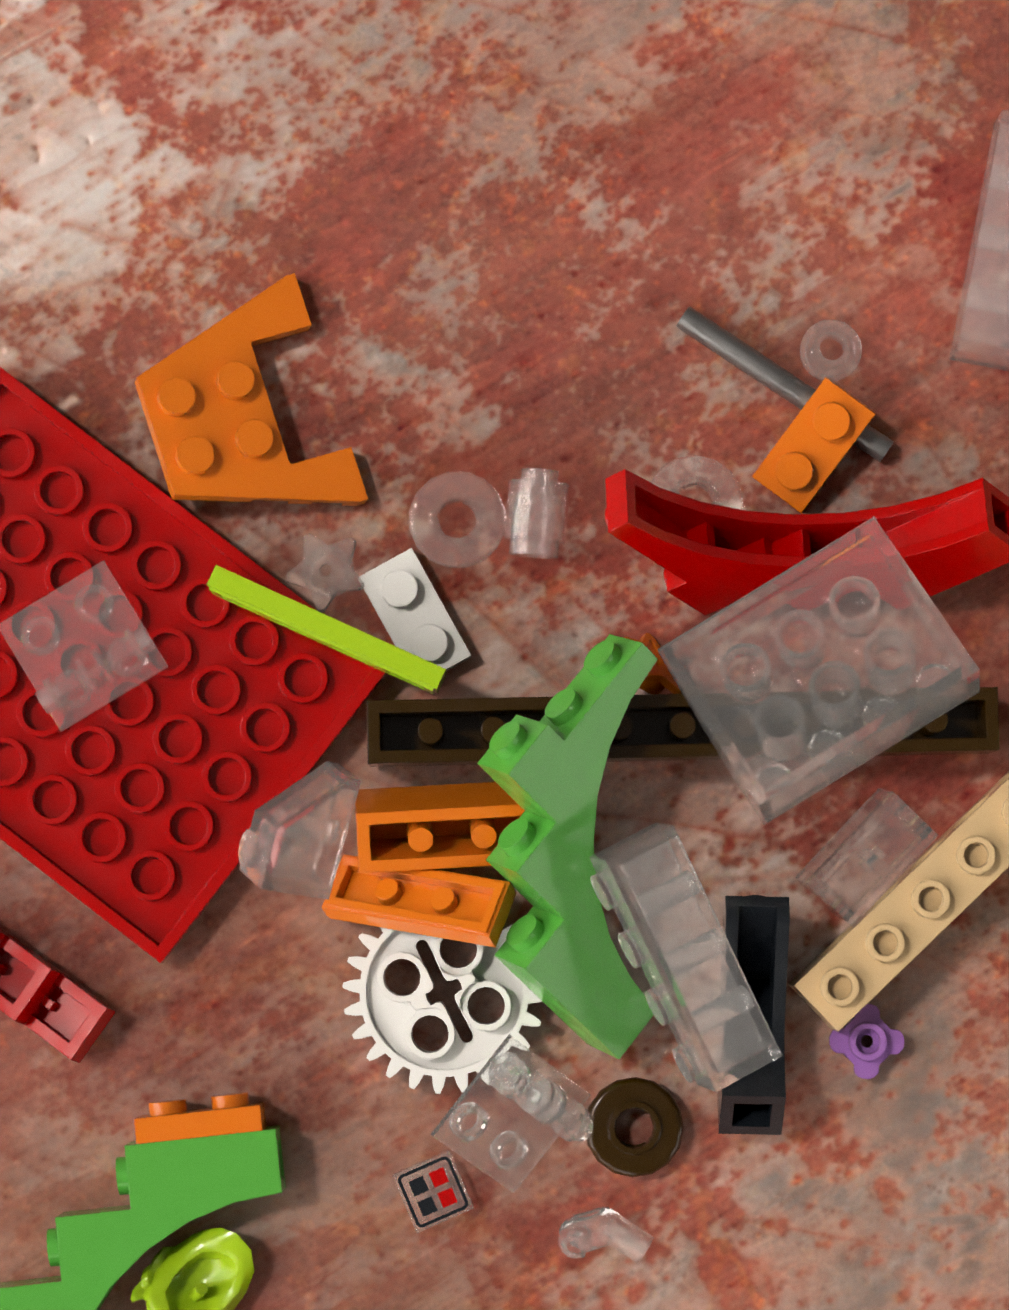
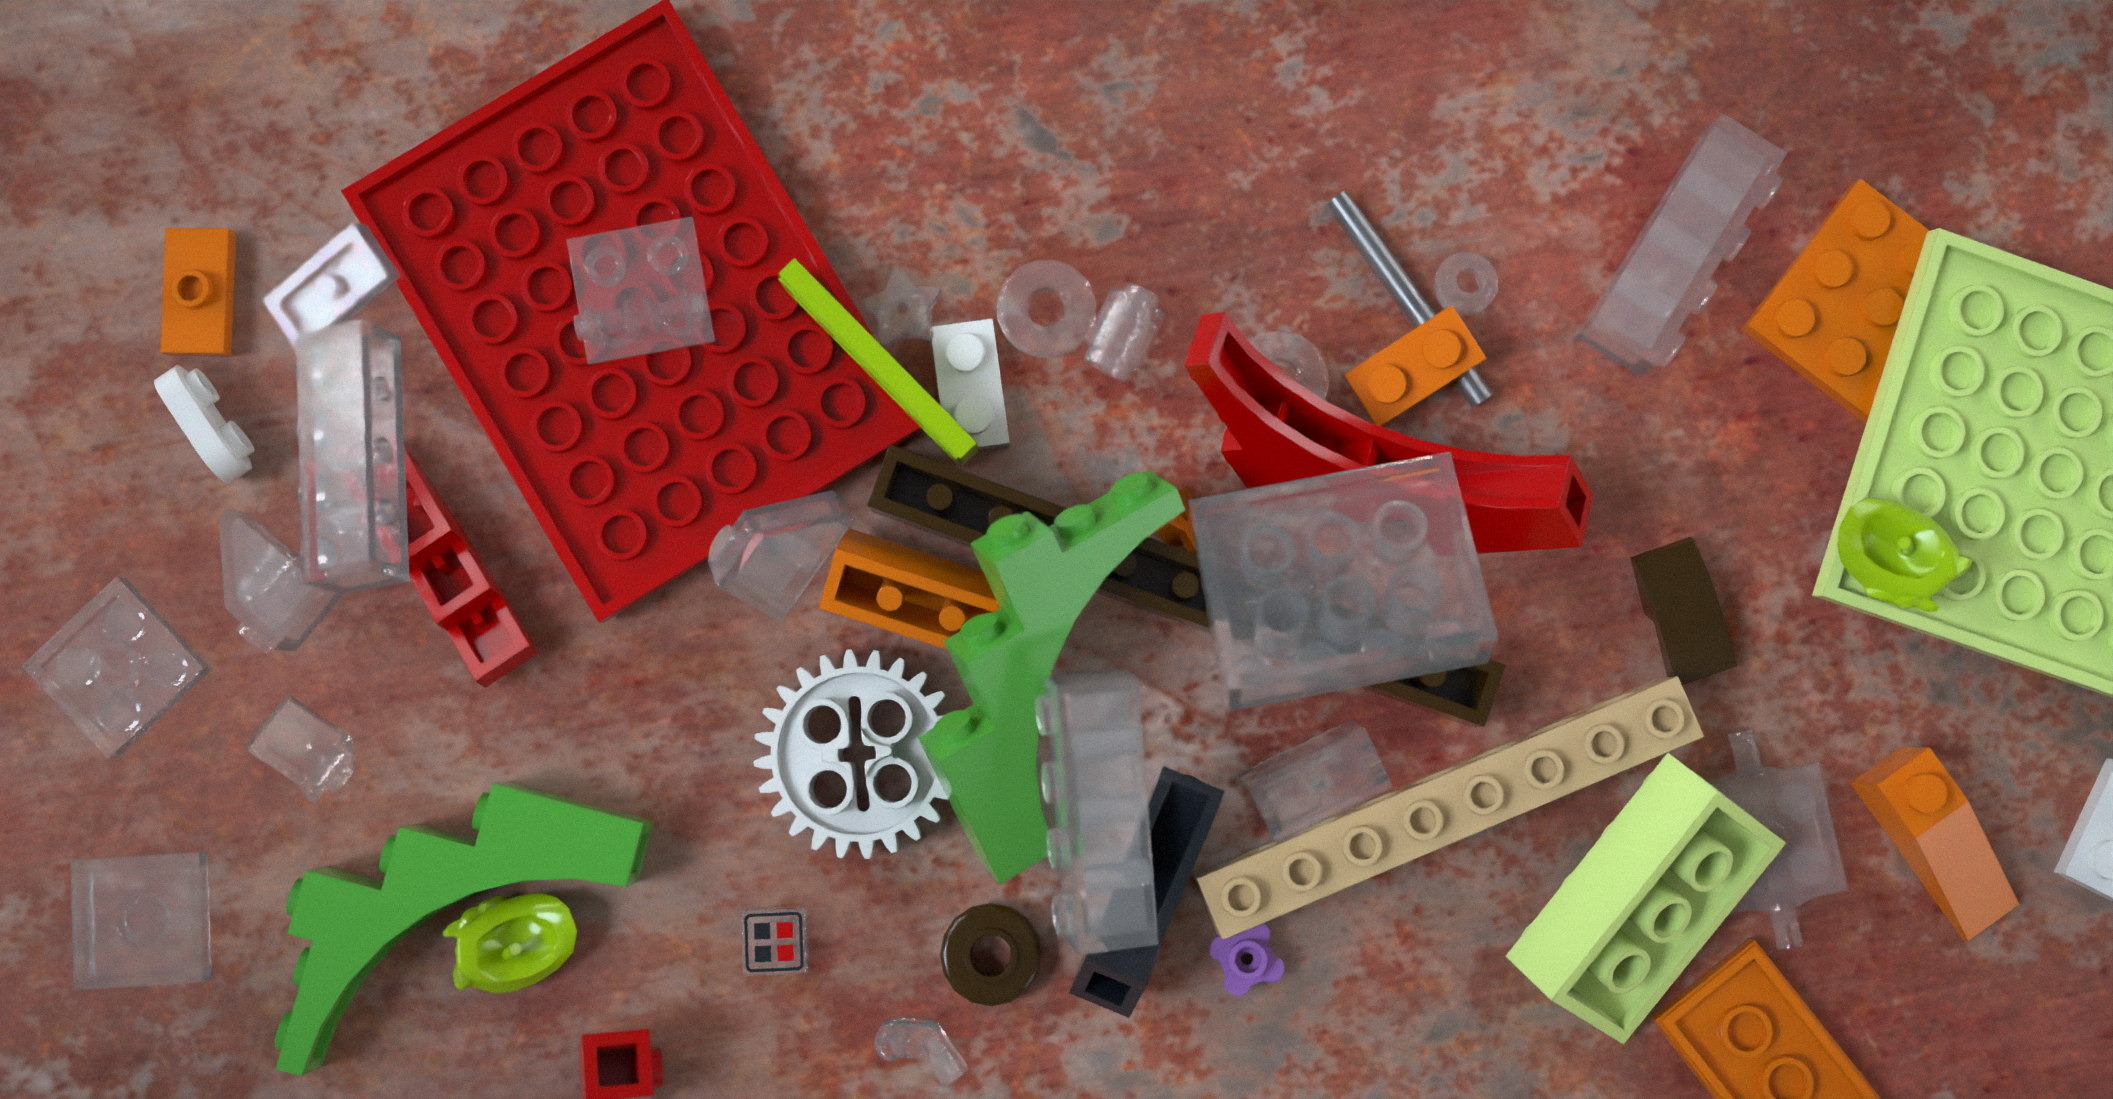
camera: 20 degrees right, 0 degrees up
(172, 1120) = (551, 778): orange plate -> none
(218, 422) = (854, 126): orange wing -> none
(422, 902) = (869, 660): orange tile -> none
(514, 1114) = (879, 898): clear hinge -> none

